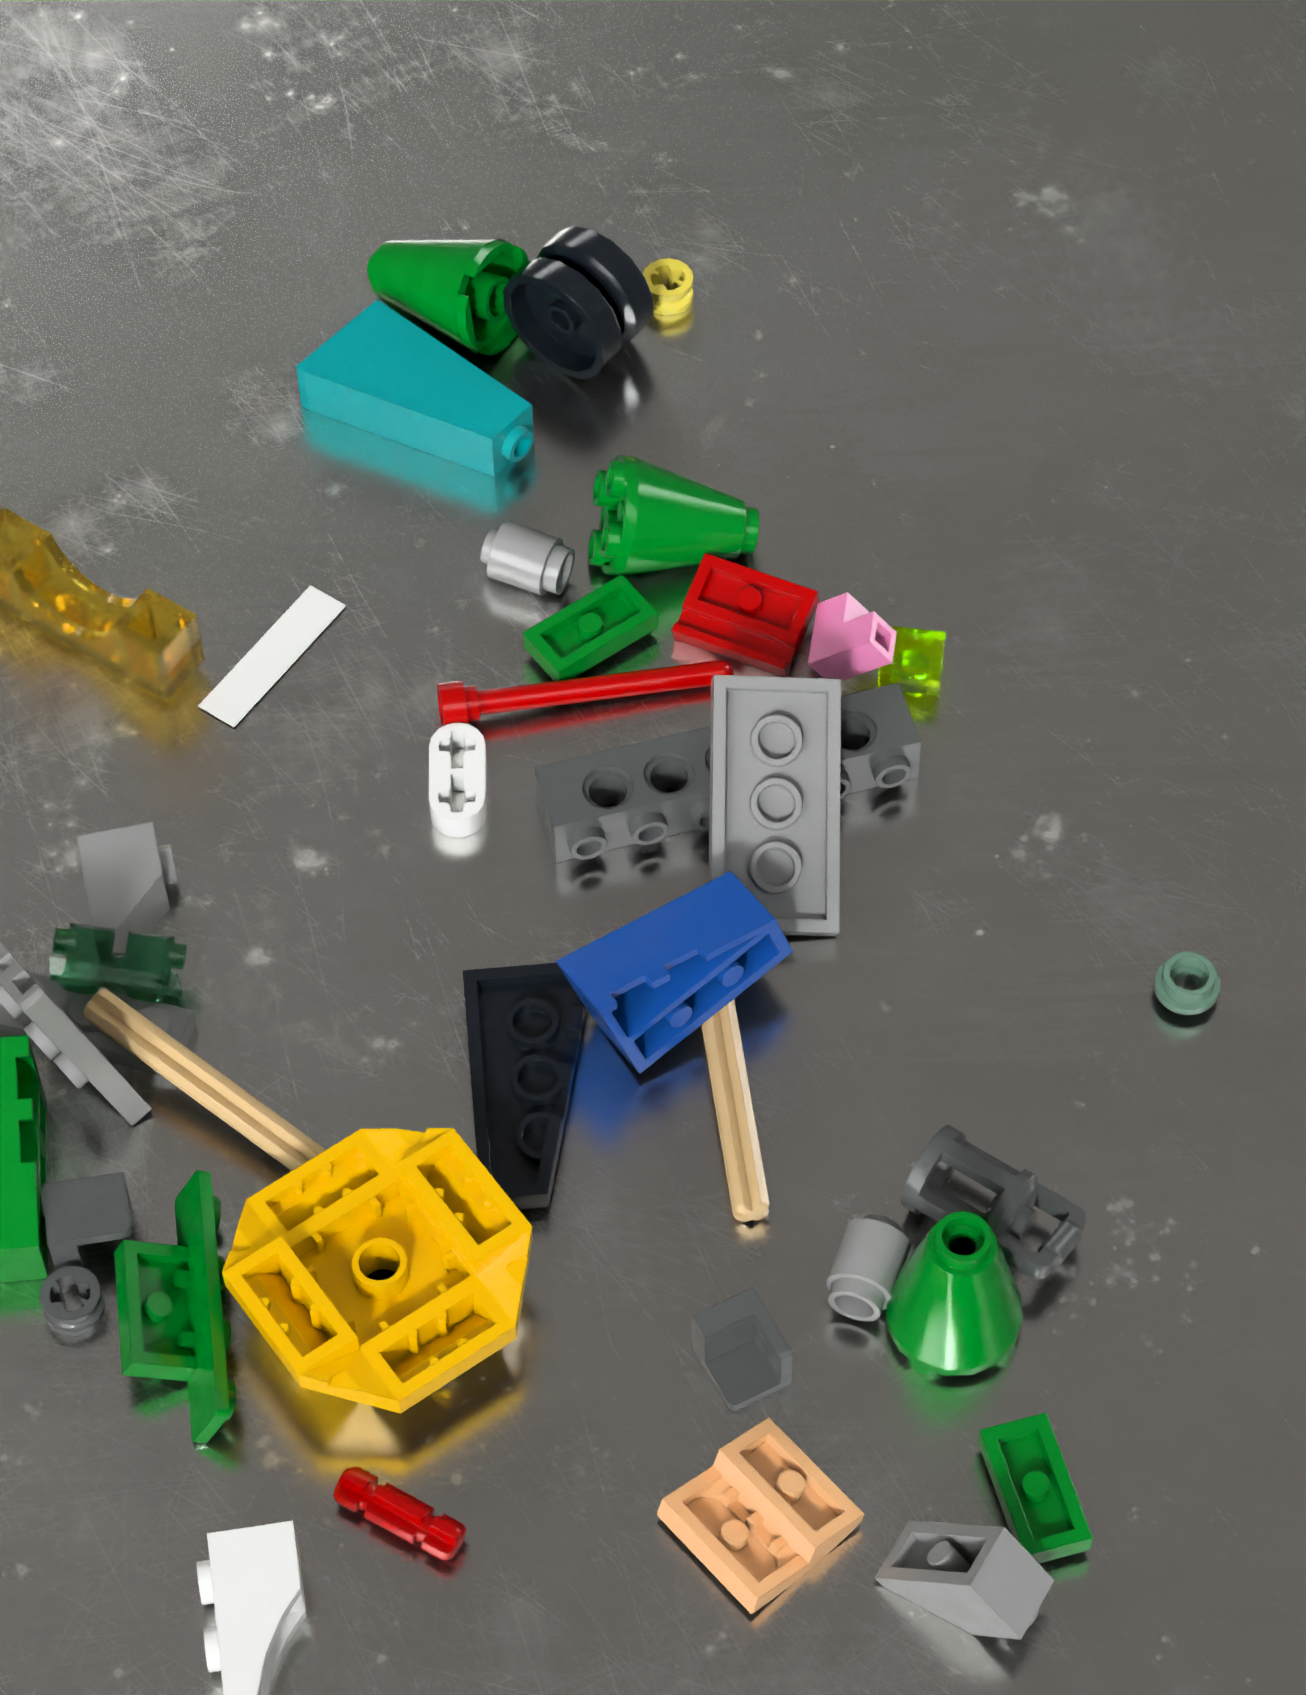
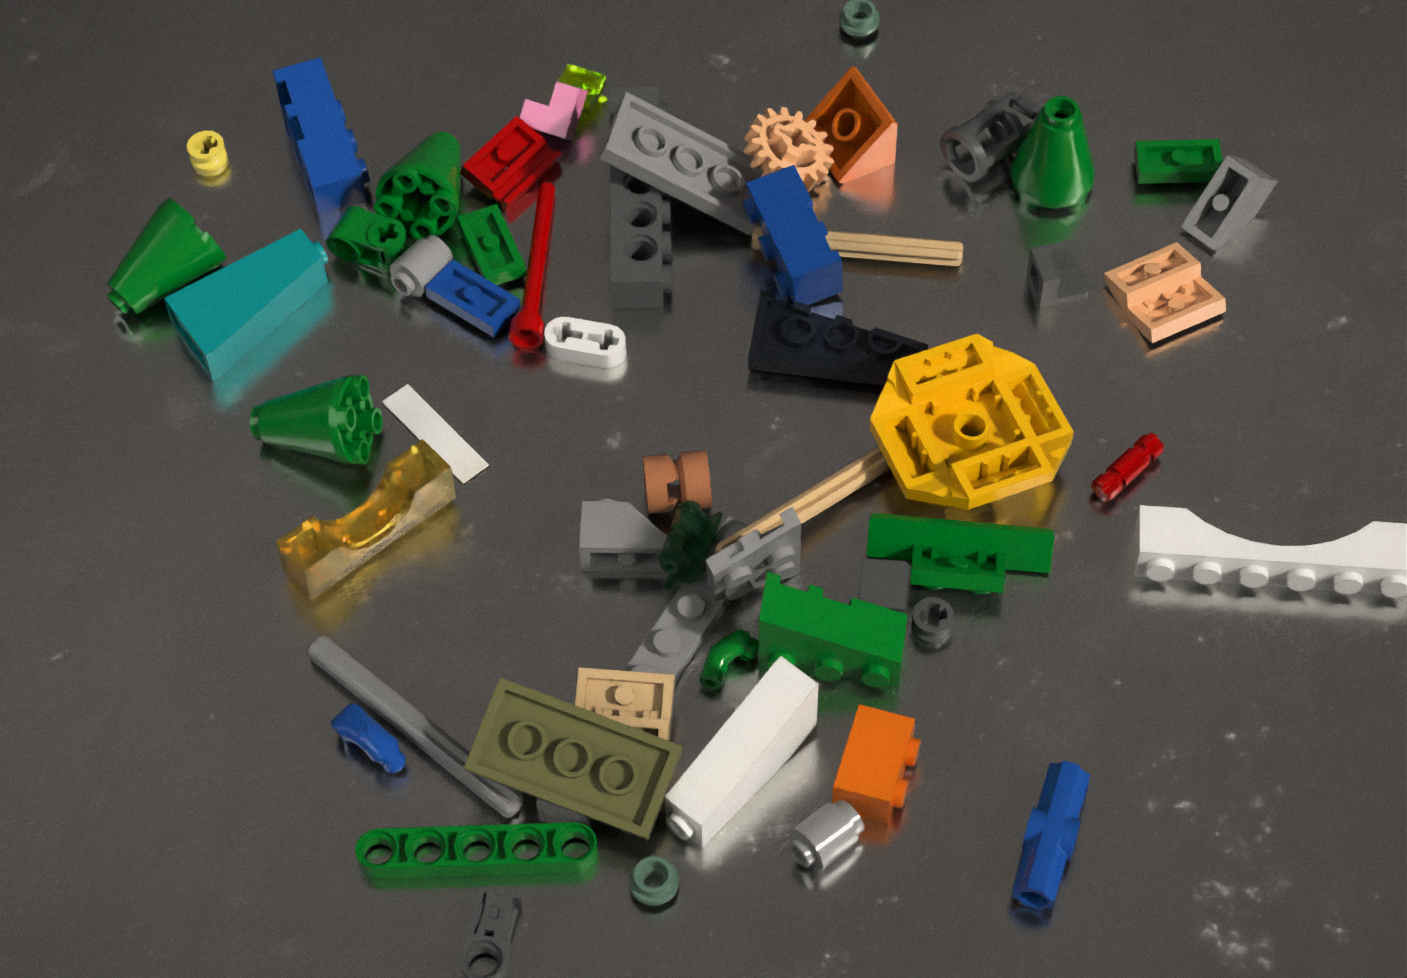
camera: 75 degrees left, 0 degrees up
(224, 931) = (693, 478): none -> nougat wheel
(229, 525) = (322, 421): none -> green cone
(493, 631) = (473, 298): none -> blue plate
(559, 489) = (367, 239): none -> green piece
(578, 302) = (222, 184): black wheel -> none
(707, 389) = (319, 136): none -> blue wedge
(866, 1267) = (1018, 202): light grey brick -> none
(887, 930) = (787, 141): none -> light nougat gear
(942, 1017) = (856, 127): none -> orange slope

